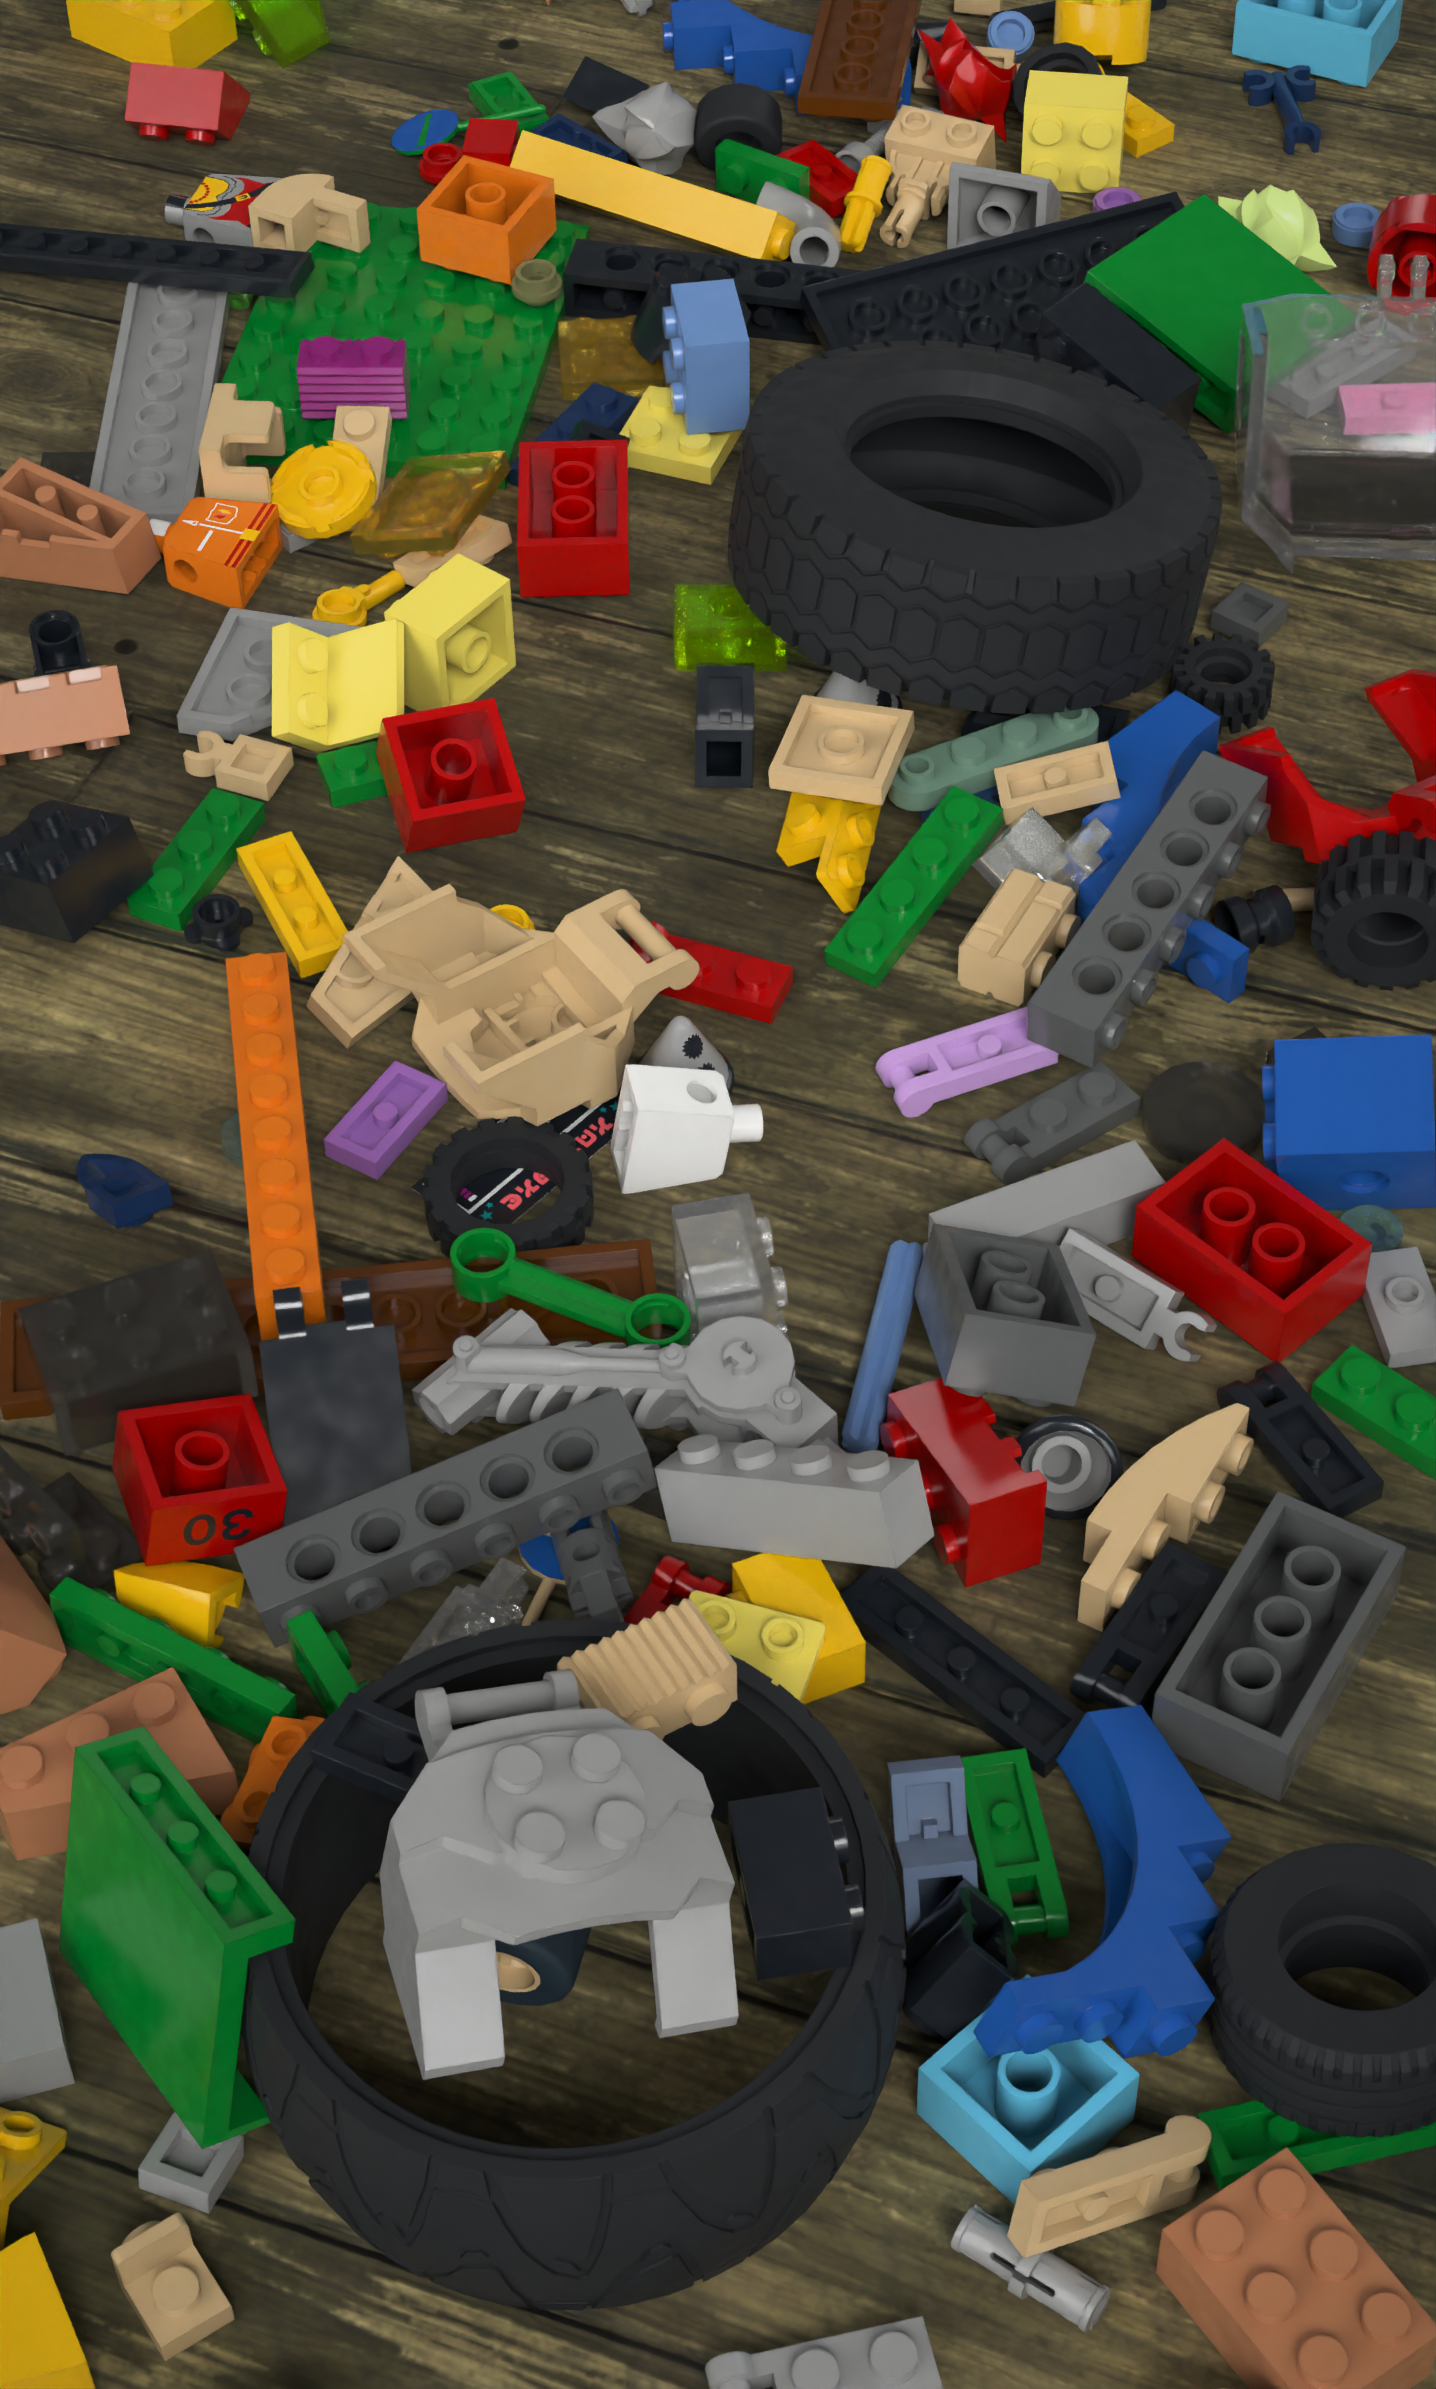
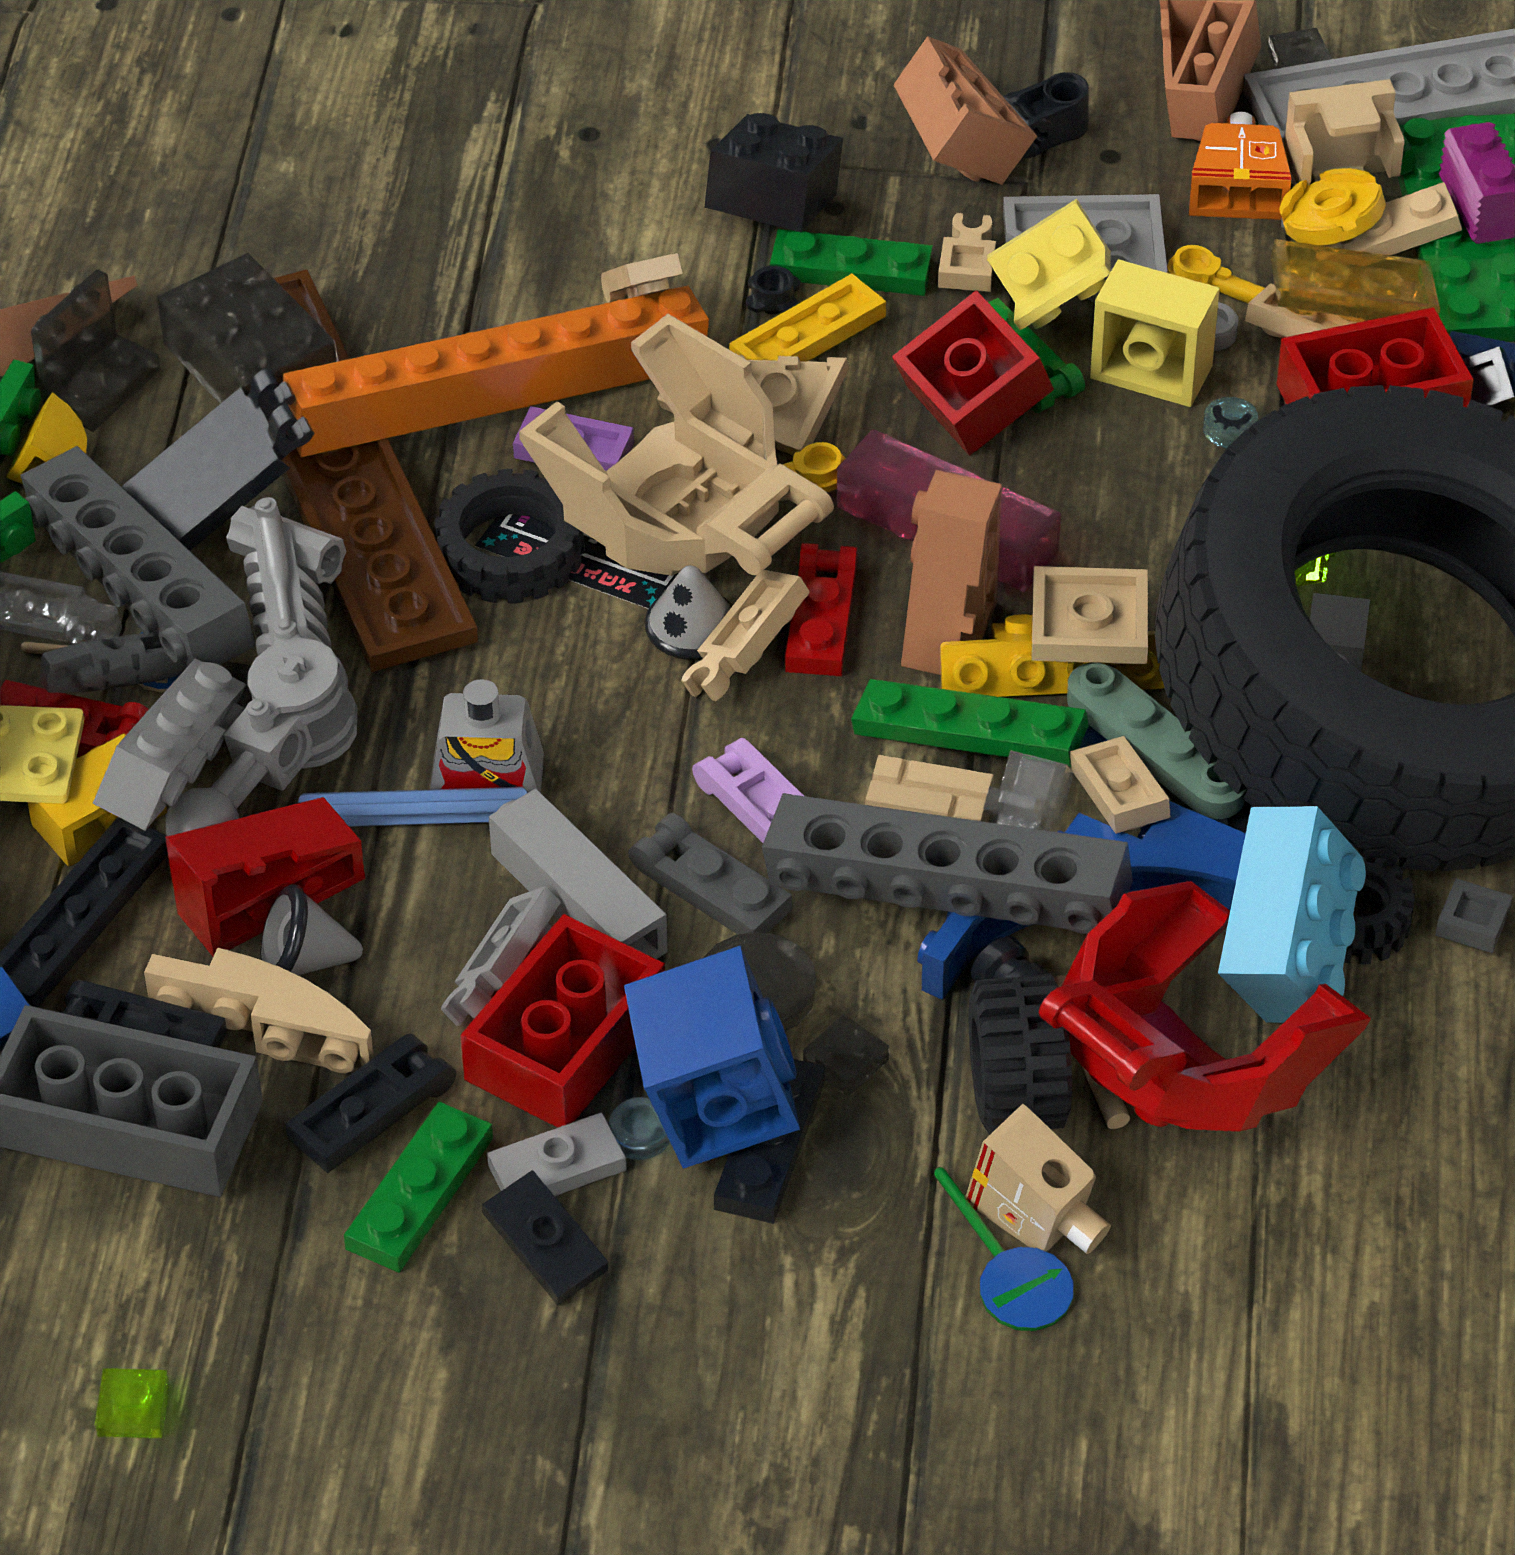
camera: 75 degrees right, 0 degrees up
(122, 1189) = (450, 307): dark blue plate -> none
(187, 995) = (640, 277): none -> tan plate
(197, 1478) = (136, 405): red brick -> none
(559, 637) = (1227, 419): none -> clear light blue tile
(560, 1292) = (382, 583): green piece -> none
(615, 842) = (881, 485): none -> clear pink brick
(676, 1127) = (598, 609): white torso -> none
(725, 725) = (1127, 544): black brick -> none
(725, 1262) = (405, 667): clear brick -> none
(736, 1024) = (745, 632): none -> tan plate
(747, 833) = (952, 566): none -> nougat wedge
(848, 1231) = (486, 741): none -> light grey torso
(1003, 1316) = (412, 843): dark grey brick -> none
(1280, 680) = (1290, 910): none -> medium azure brick

